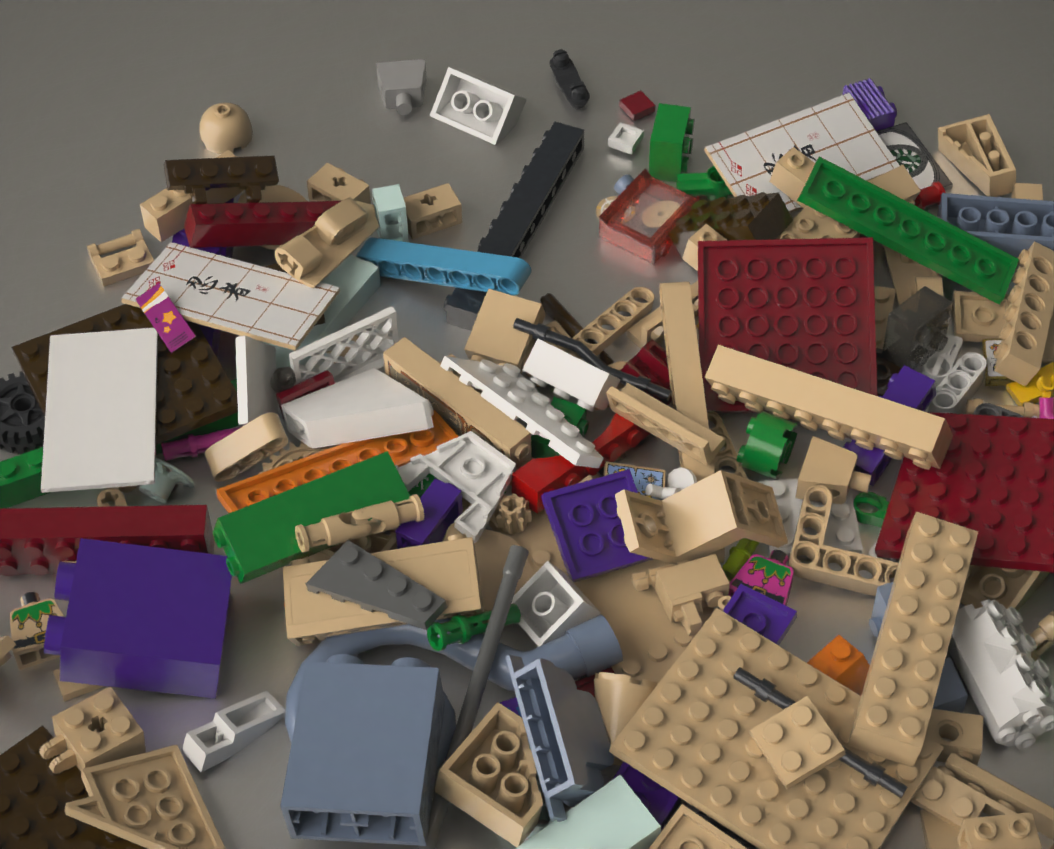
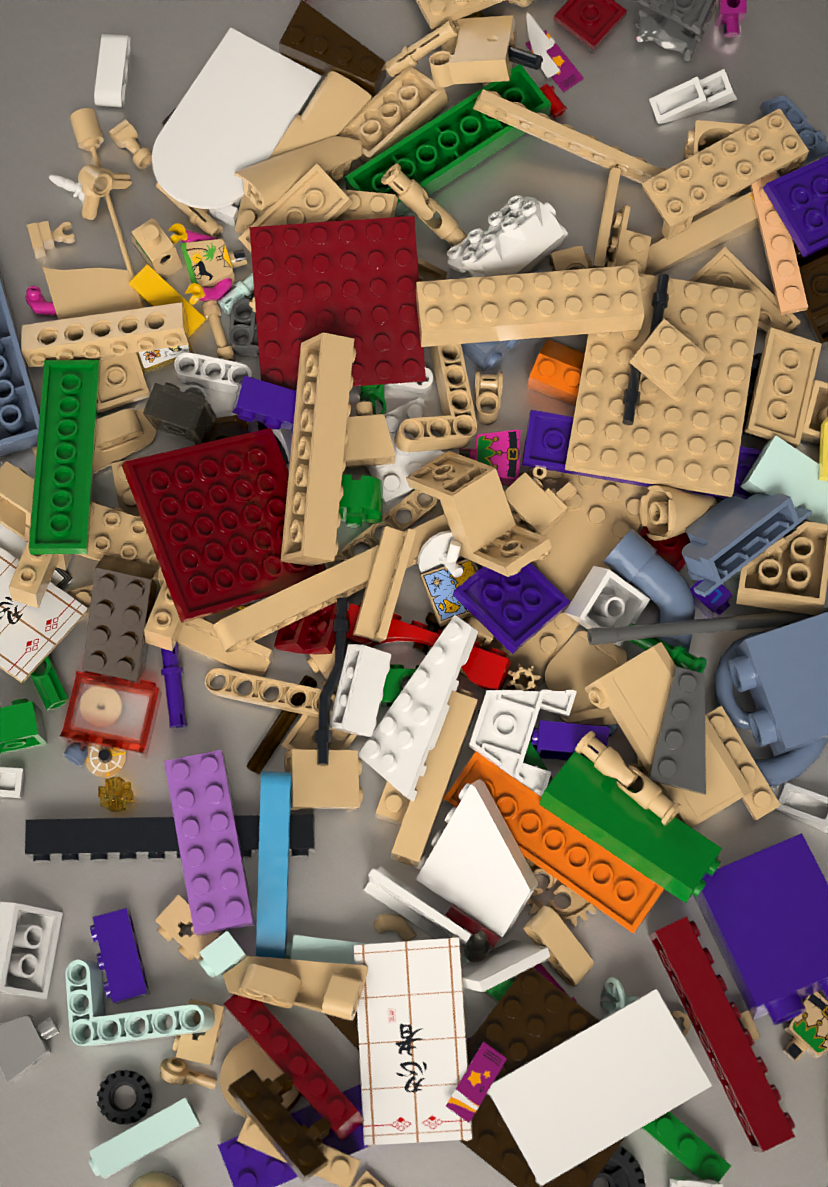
camera: 115 degrees left, 25 degrees up
(275, 122) = (144, 1138): none -> light aqua brick
(291, 657) = (762, 798): none -> tan plate
(312, 167) = (176, 1072): none -> tan plate
(319, 124) = (107, 1091): none -> black tyre
(377, 133) = (127, 1022): none -> light aqua beam
(434, 163) = (119, 956): none -> dark purple brick
(491, 224) = (209, 843): none -> medium lavender brick
(575, 197) = (115, 794): none -> clear yellow gear
(666, 270) = (174, 689): none -> dark purple pin
(838, 606) = (488, 392): none -> tan piece

